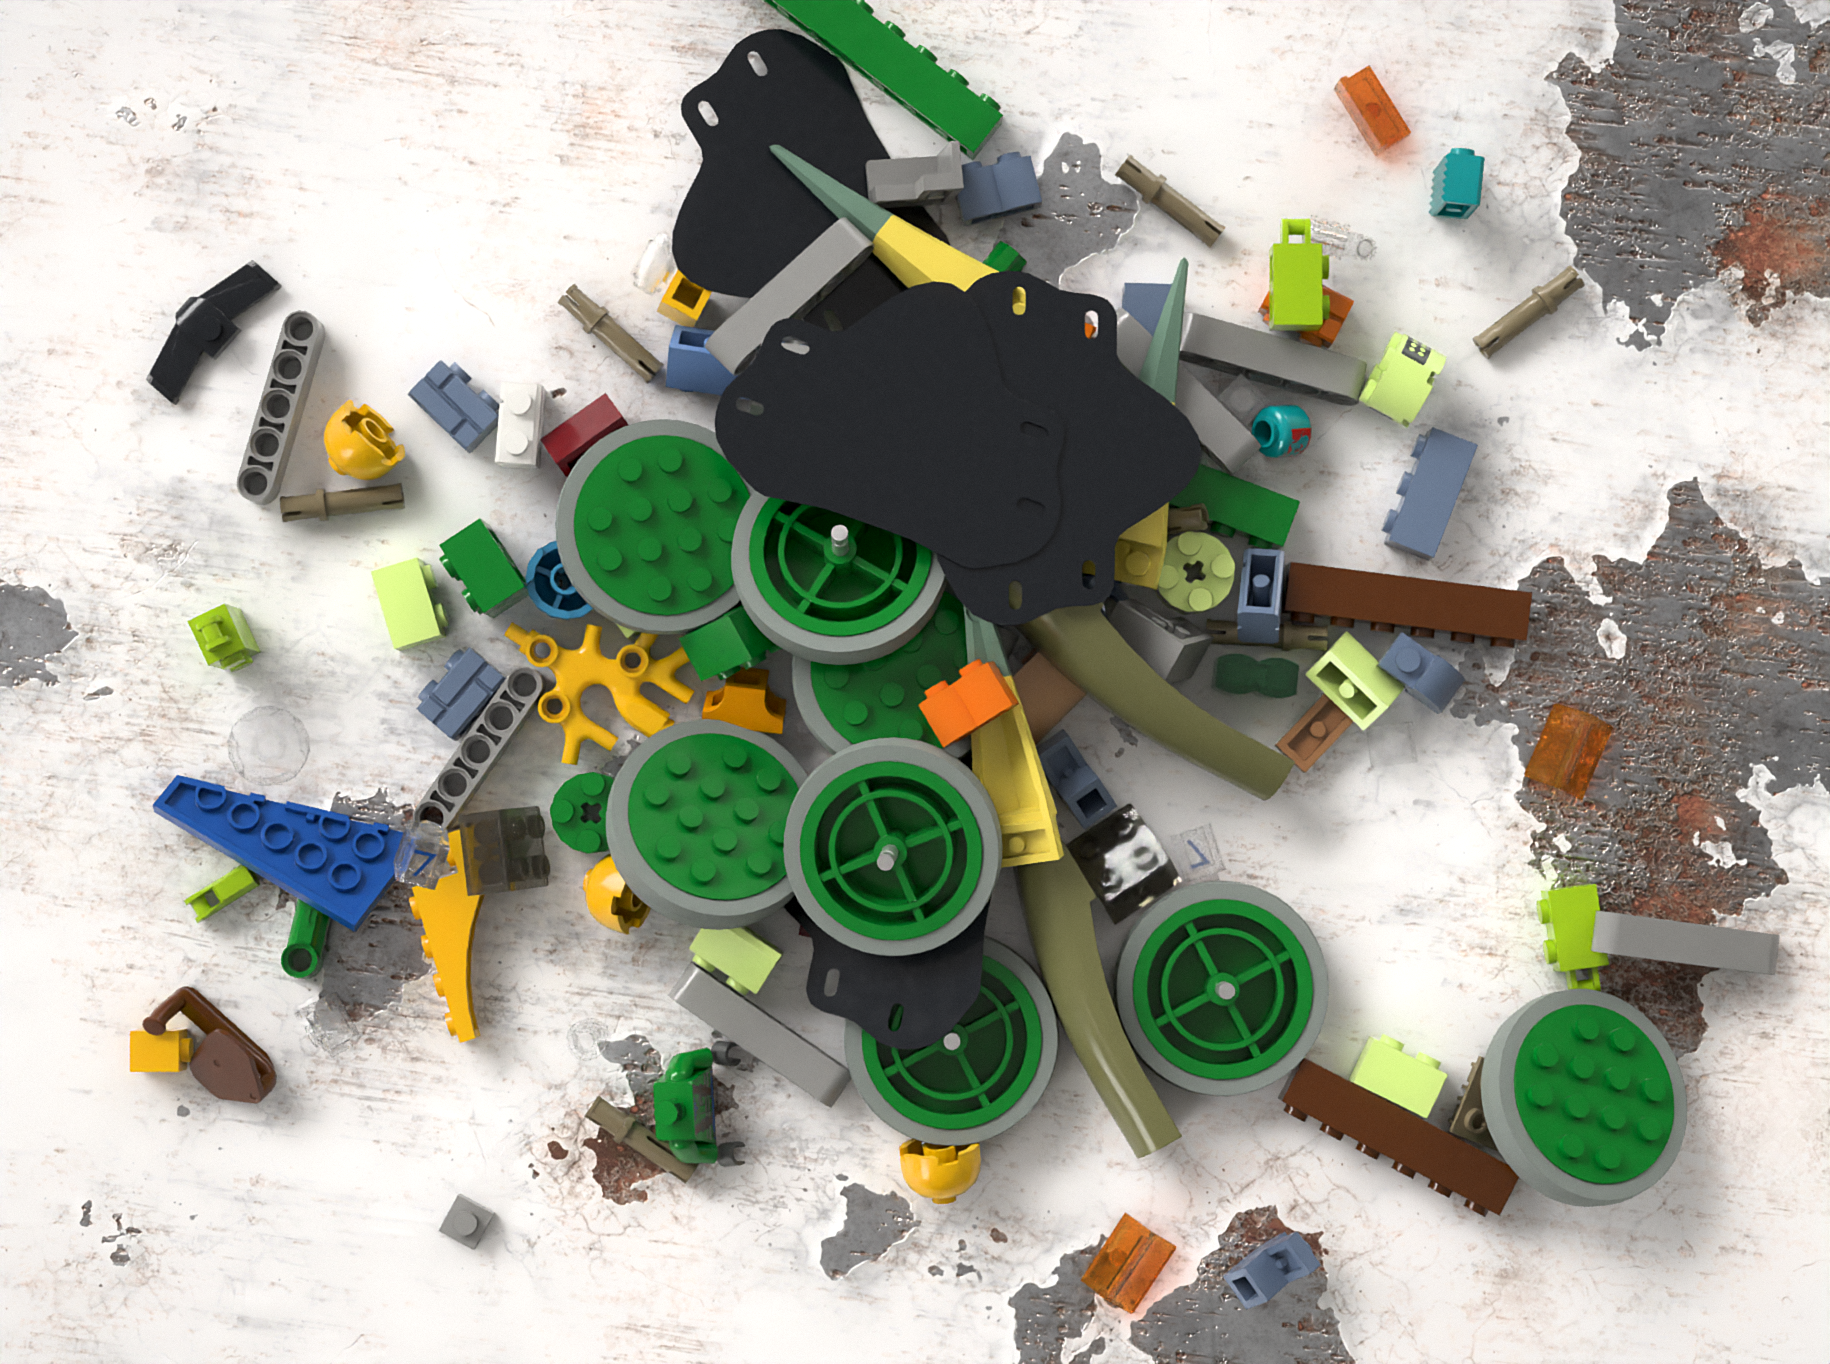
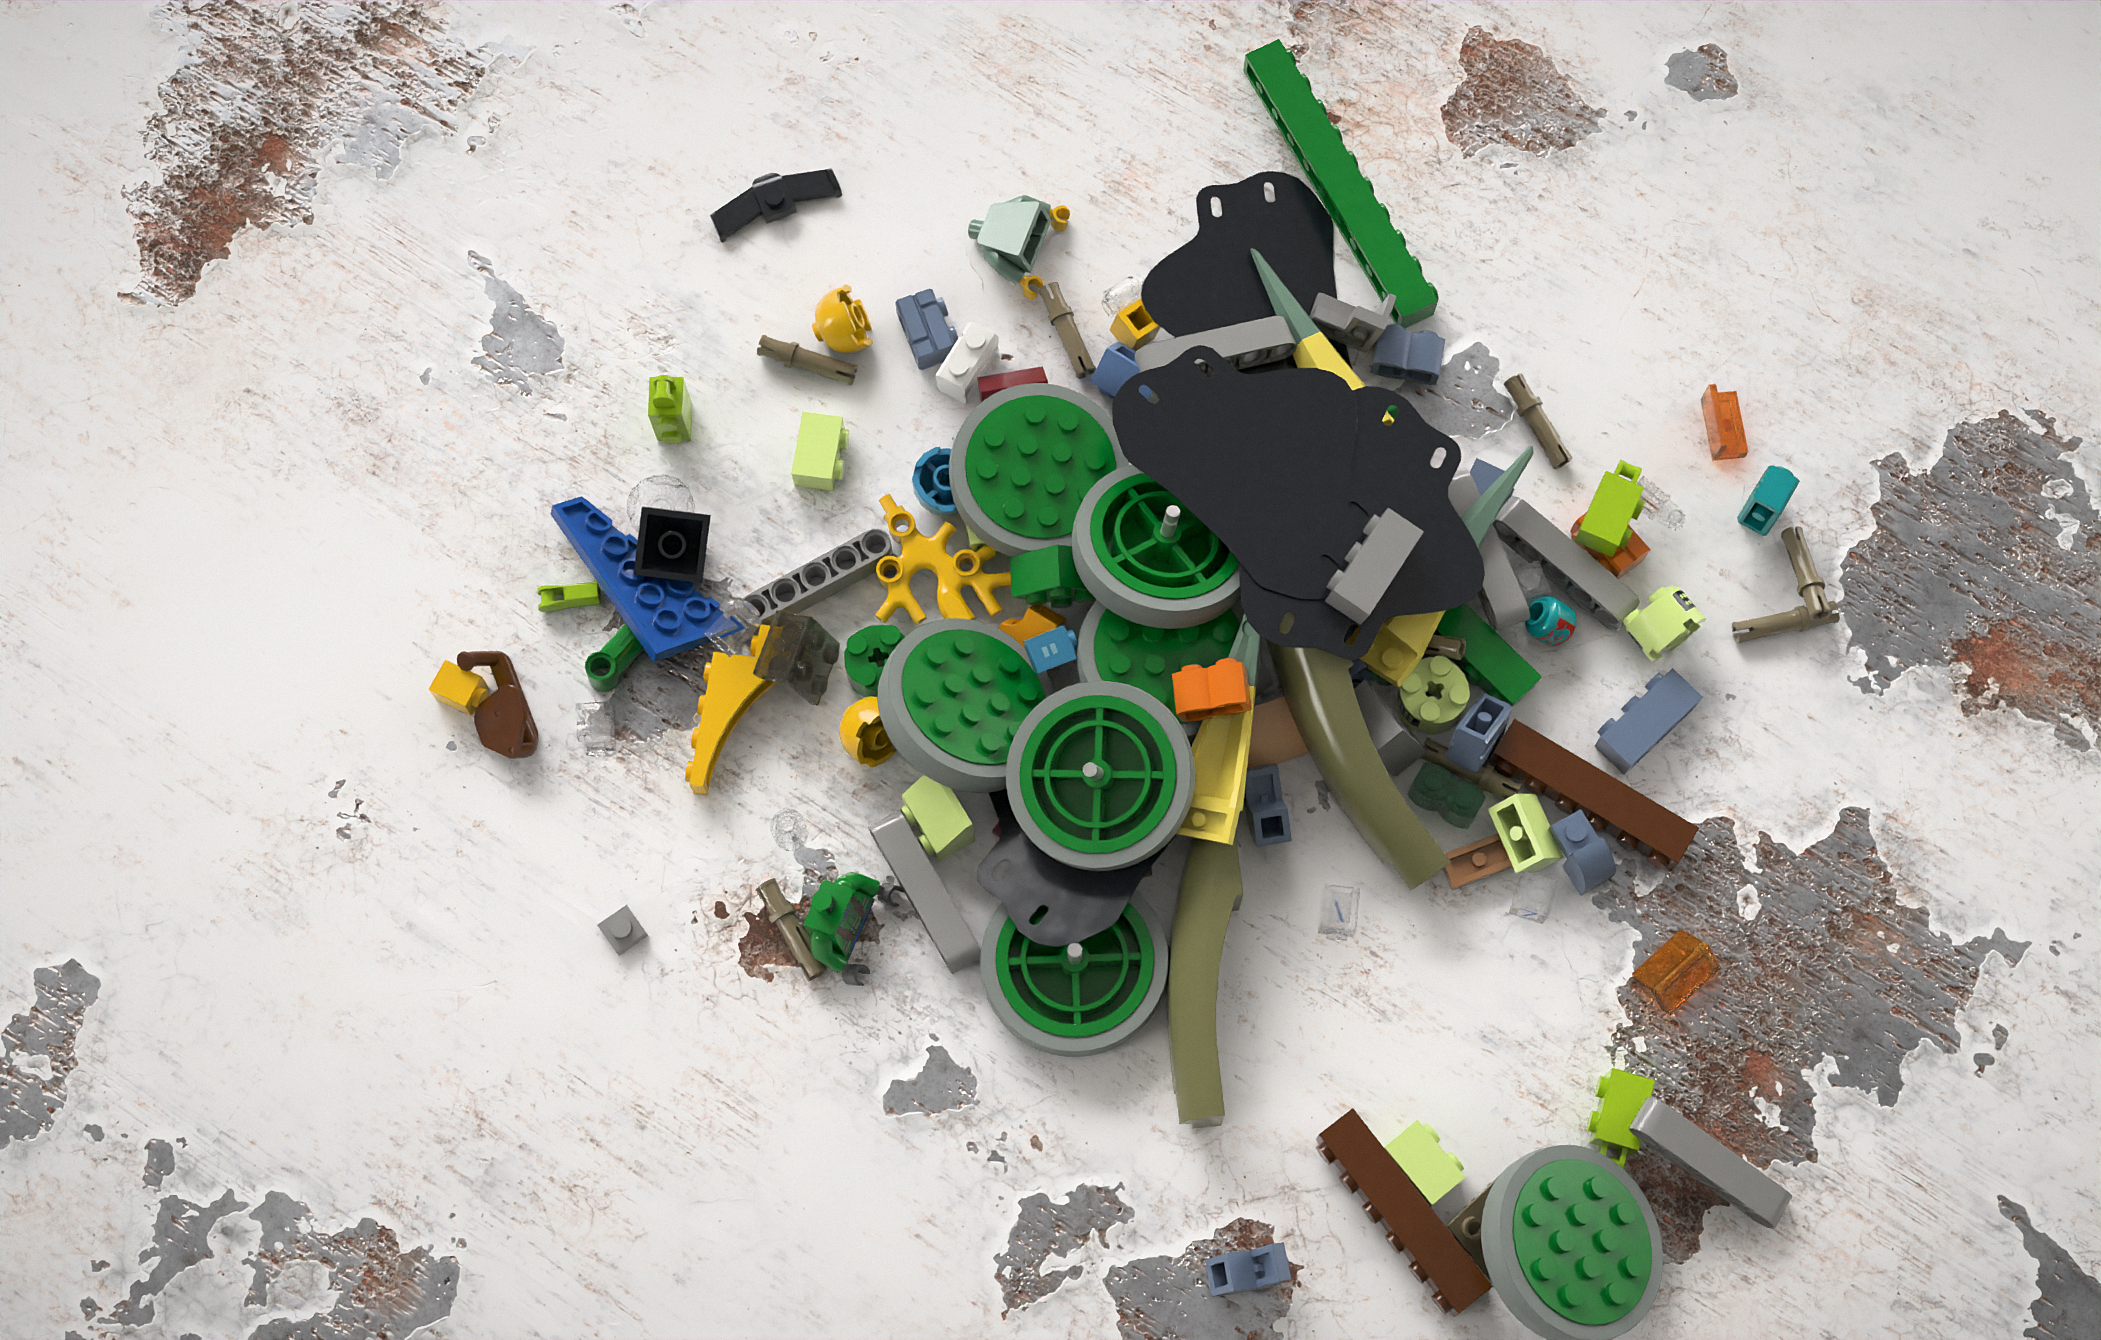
camera: 25 degrees right, 15 degrees down
(276, 388) = (794, 288): light grey beam -> none
(306, 791) = (672, 544): none -> black slope
(461, 693) = (823, 530): sand blue brick -> none
(485, 569) = (887, 447): green brick -> none
(500, 251) = (1014, 237): none -> torso
(772, 723) = (1051, 649): none -> dark azure brick
(939, 1170) = (1016, 1059): yellow cylinder -> none
(1078, 491) = (1372, 565): none -> light grey brick
(1123, 863) = (1277, 895): clear smoke bracket -> none
(1128, 1264) = (1132, 1214): clear orange panel -> none
(1221, 988) = (1310, 1024): green wheel -> none
(1538, 260) = (1809, 583): none -> dark tan pin

